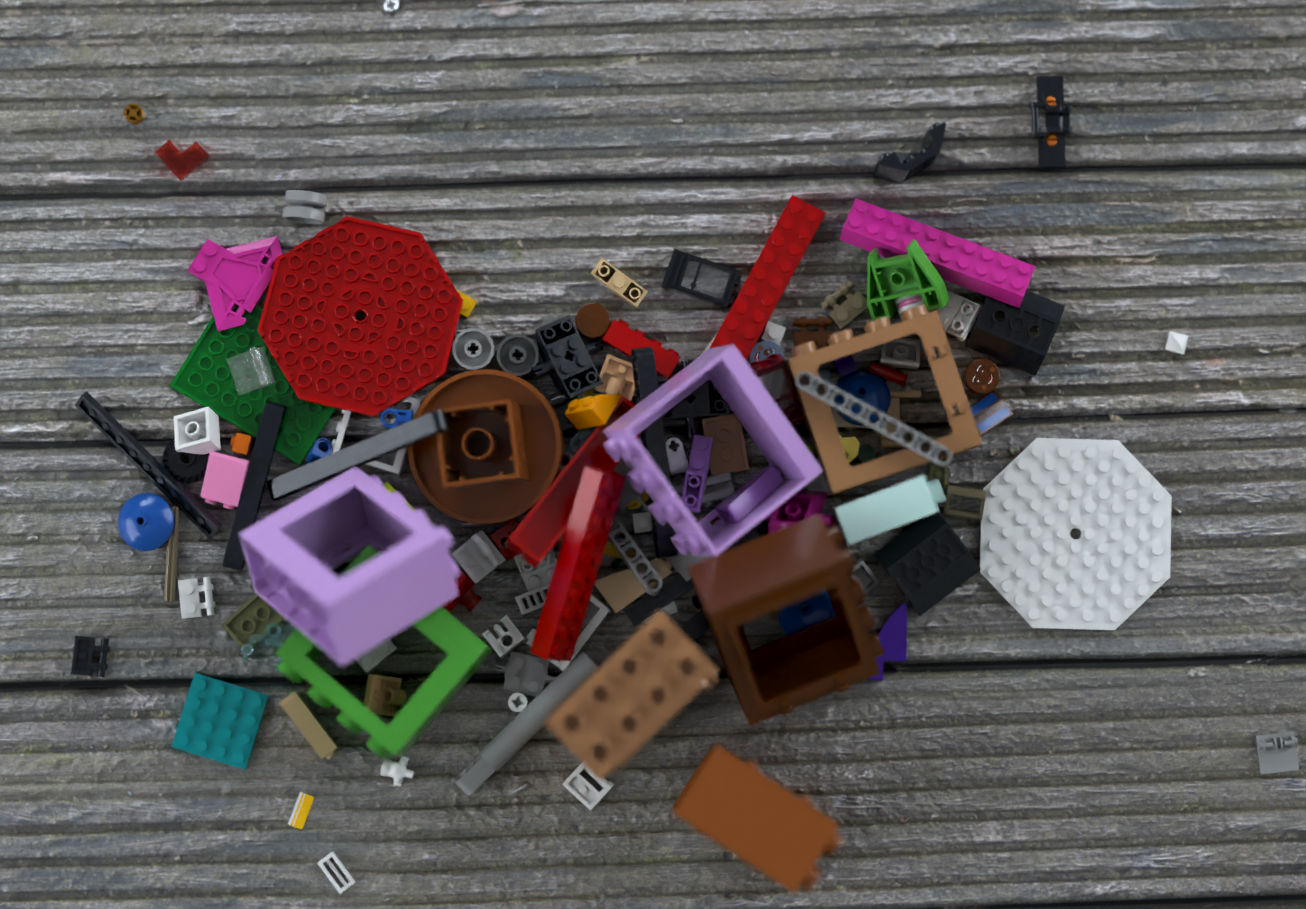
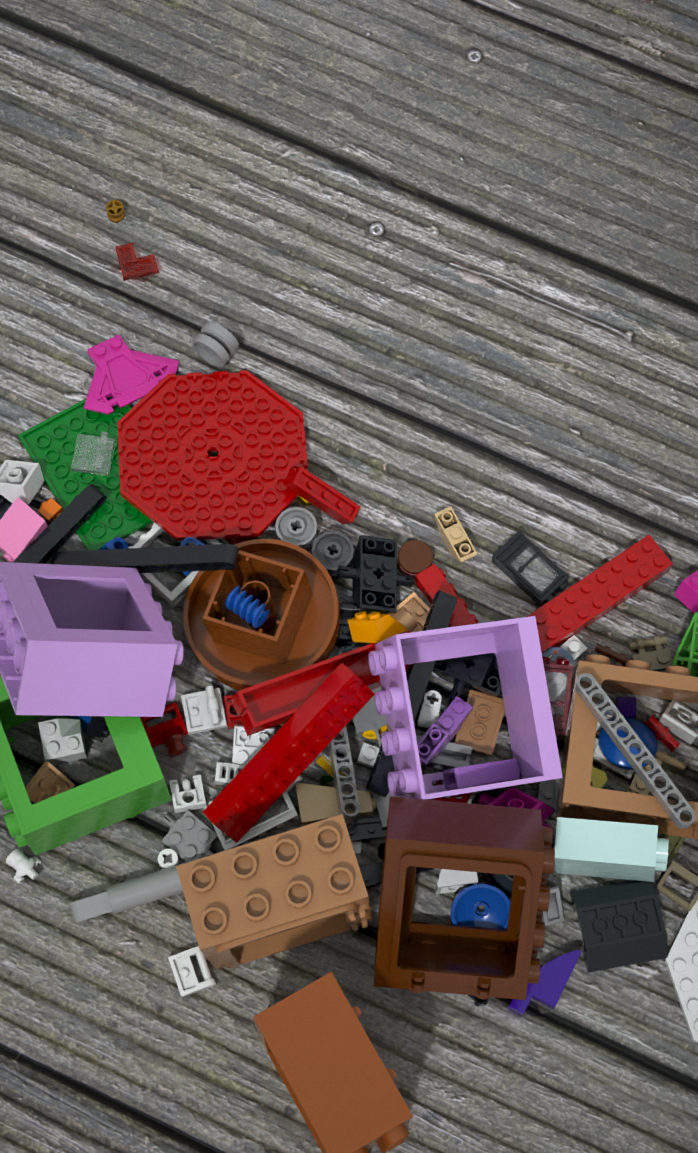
camera: 30 degrees right, 15 degrees down
(478, 460) = (246, 608): none -> blue piece
(481, 308) = (321, 495): none -> red brick

